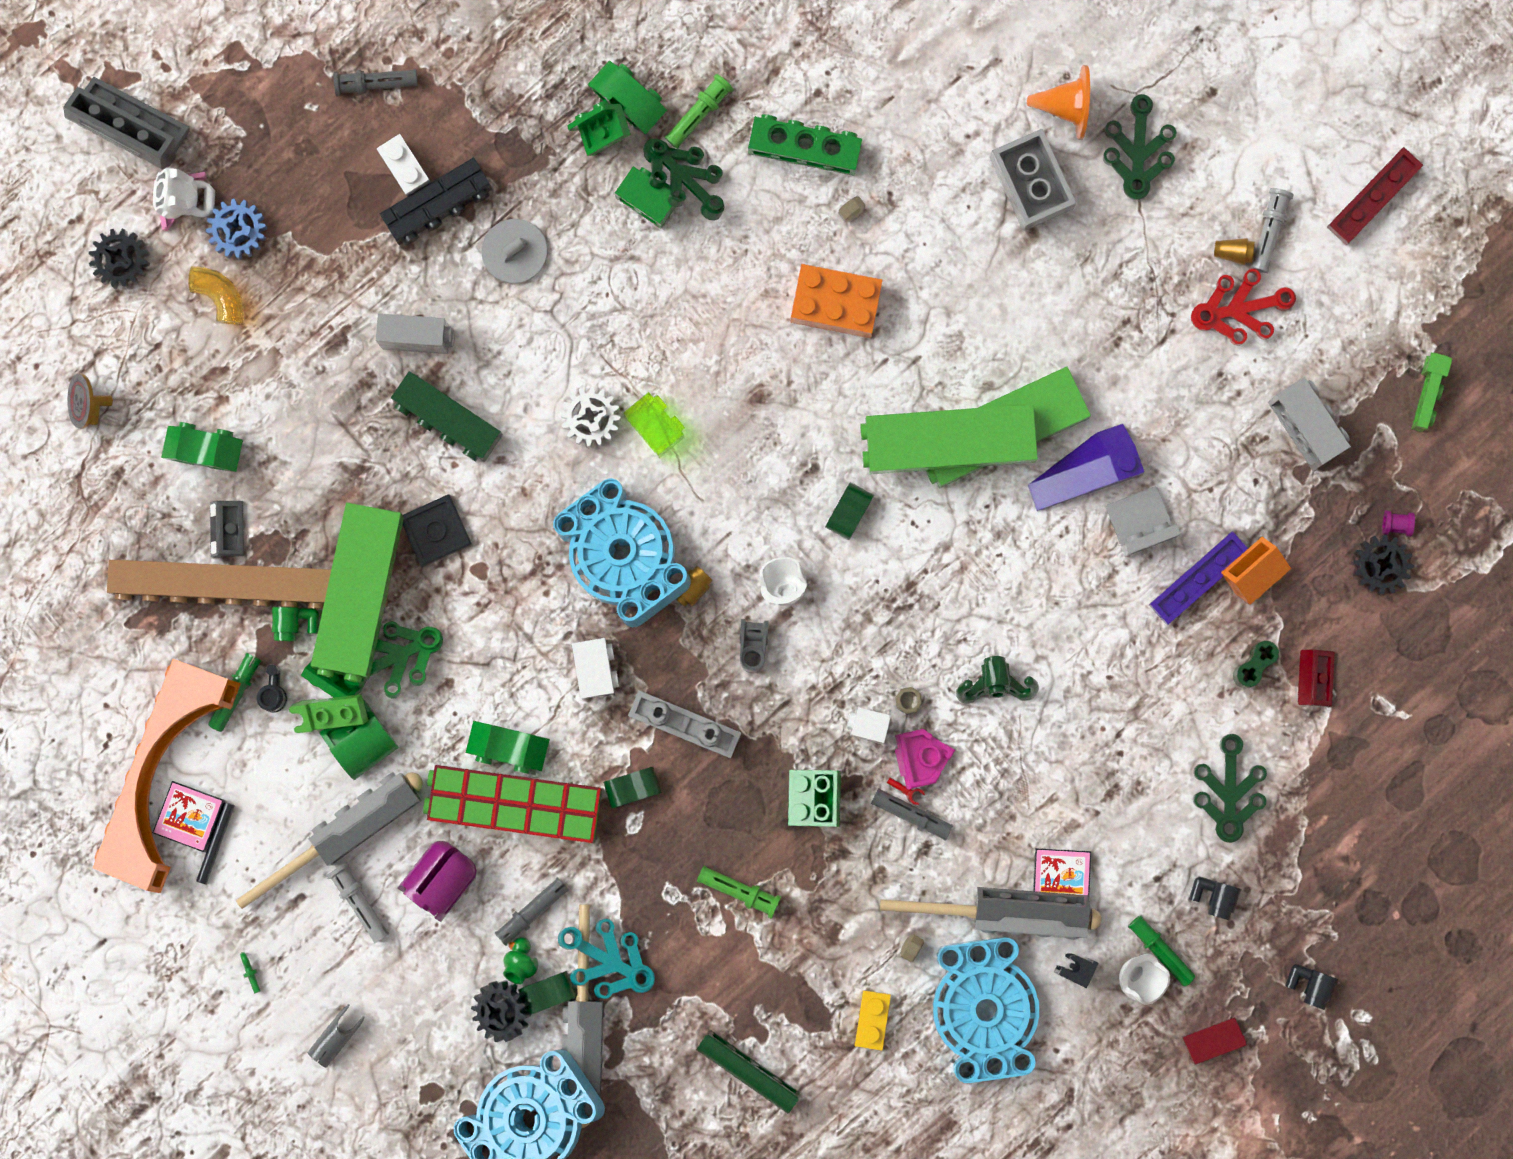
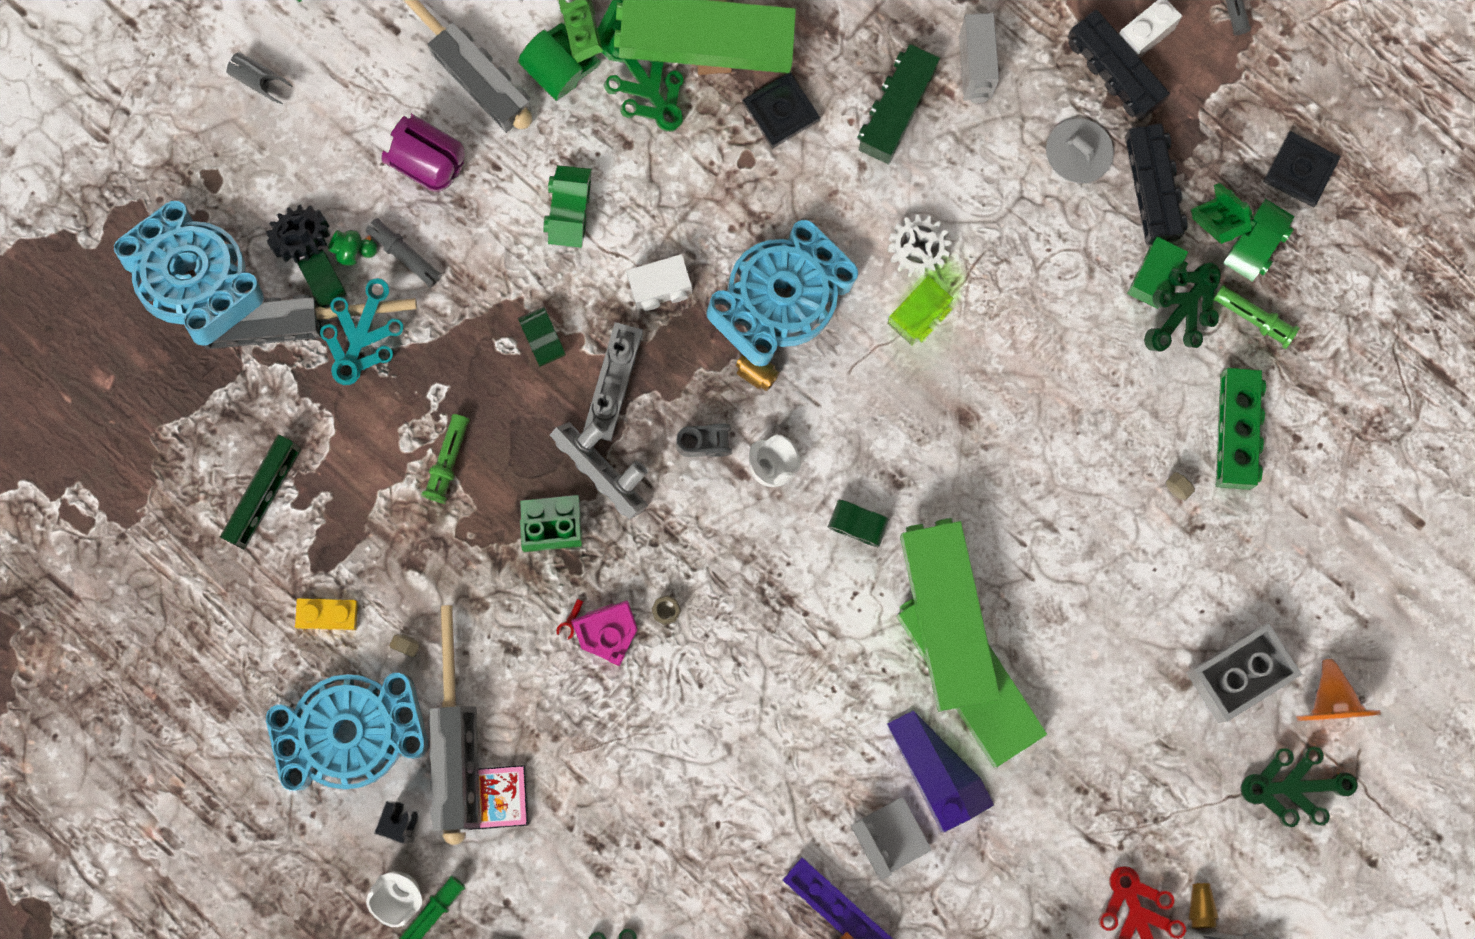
camera: 80 degrees right, 5 degrees down
(352, 892) = (404, 75): light grey pin -> none
(513, 803) = (511, 220): bright green brick -> none
(559, 185) = (1155, 184): none -> black brick
(560, 44) = (1301, 169): none -> black tile
(770, 746) = (590, 462): none -> light grey plate
(836, 301) = (1079, 481): orange brick -> none
(868, 725) = (632, 568): white brick -> none
(912, 814) = (542, 639): dark grey pin -> none
(996, 682) = (695, 701): dark green piece -> none

